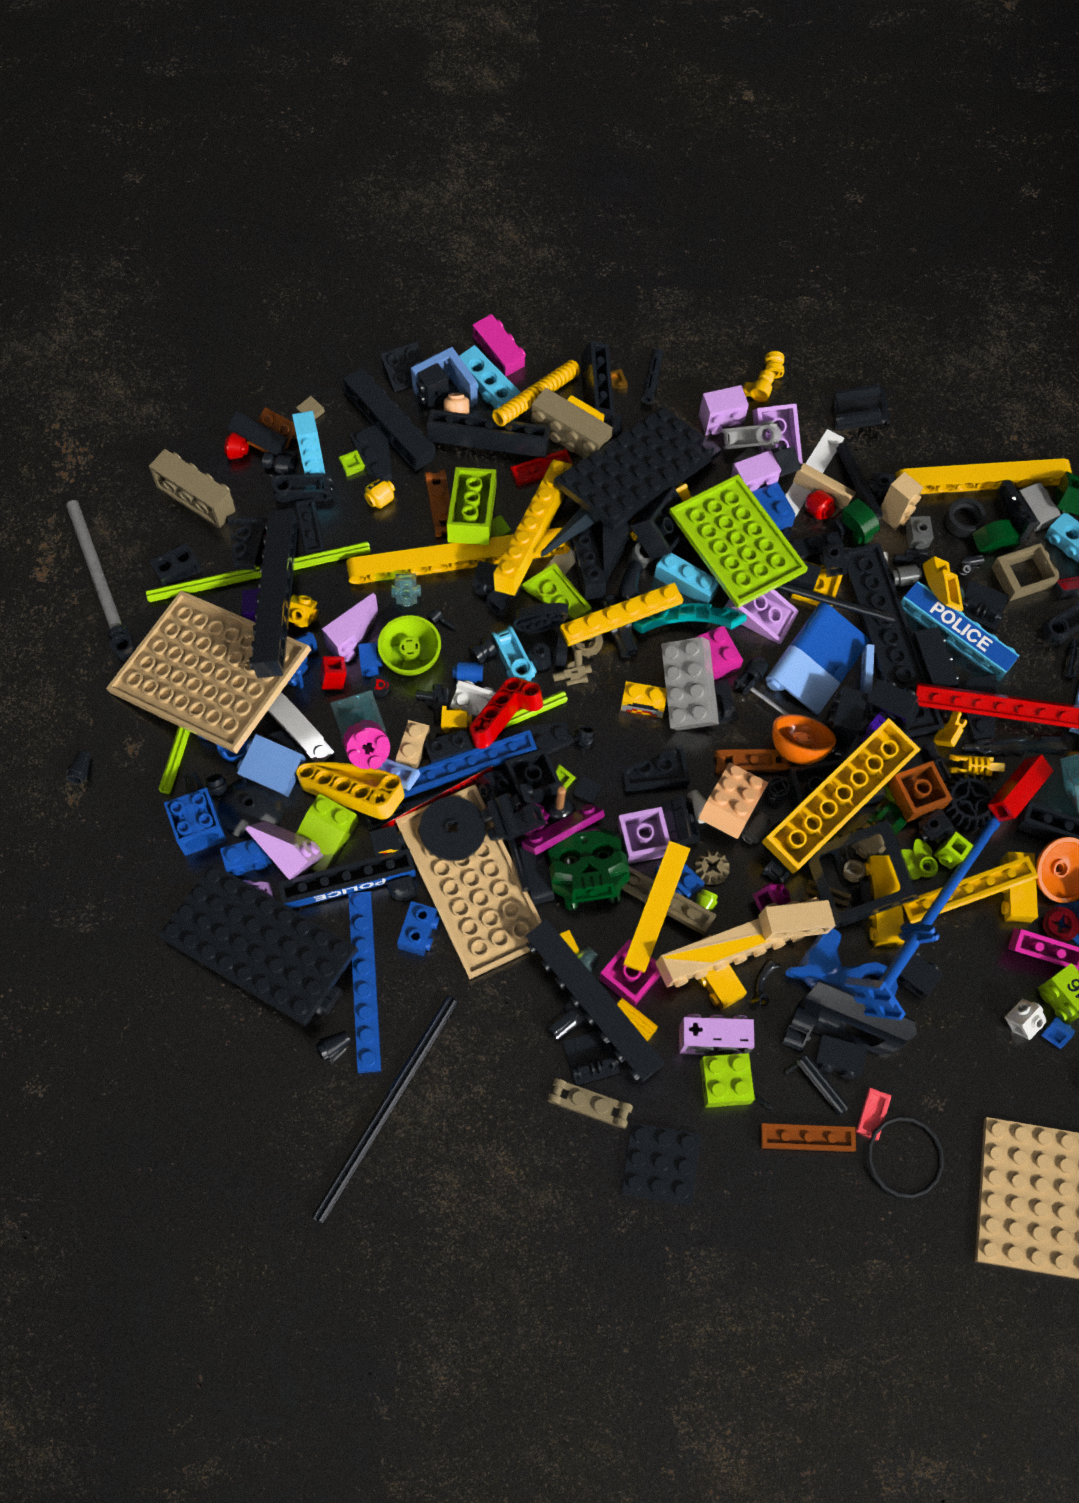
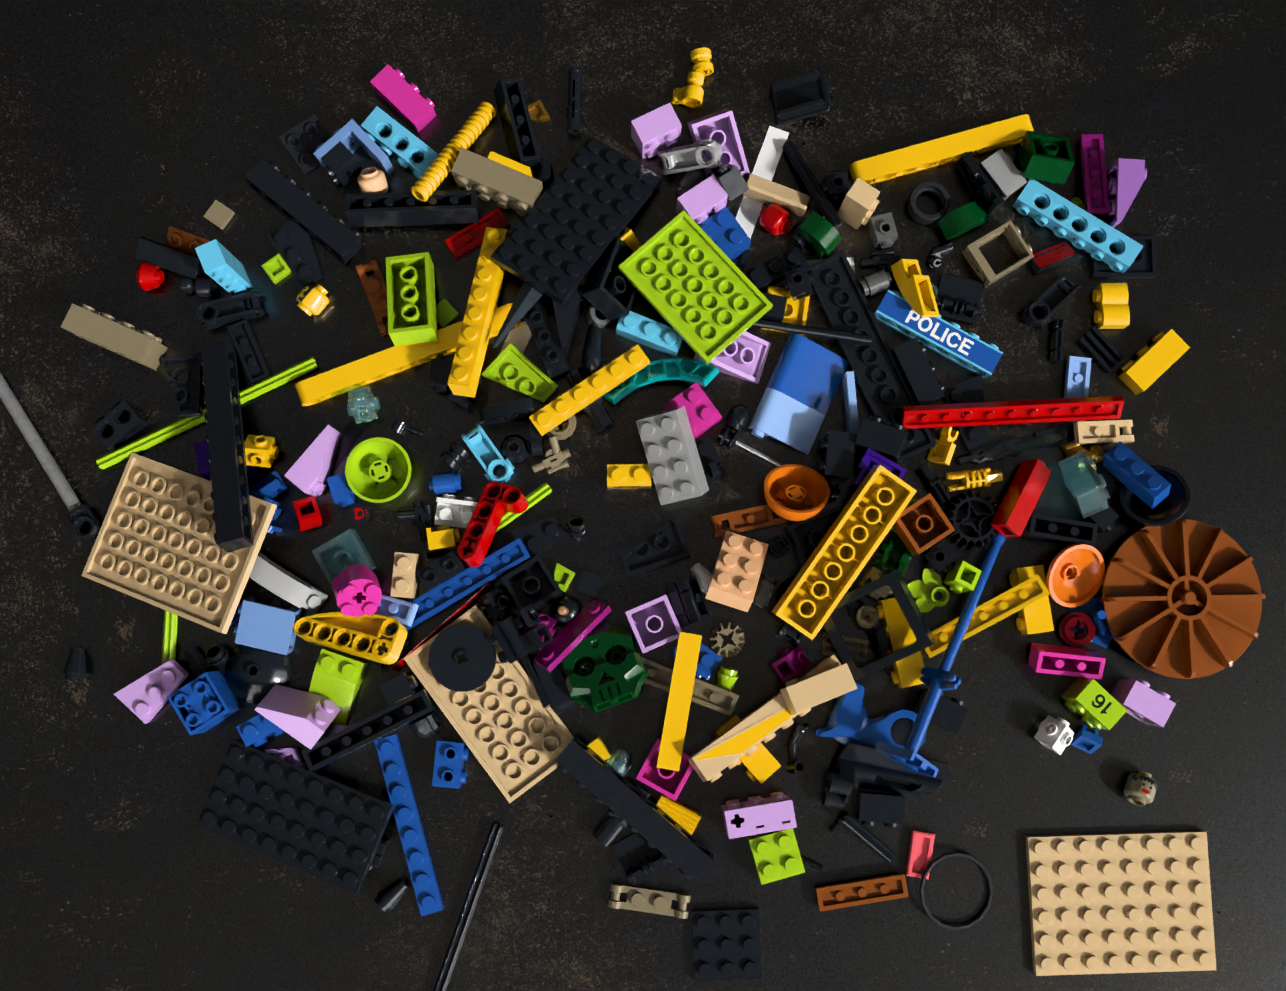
camera: 10 degrees left, 15 degrees up
(145, 804) = (150, 692): none -> lavender wing

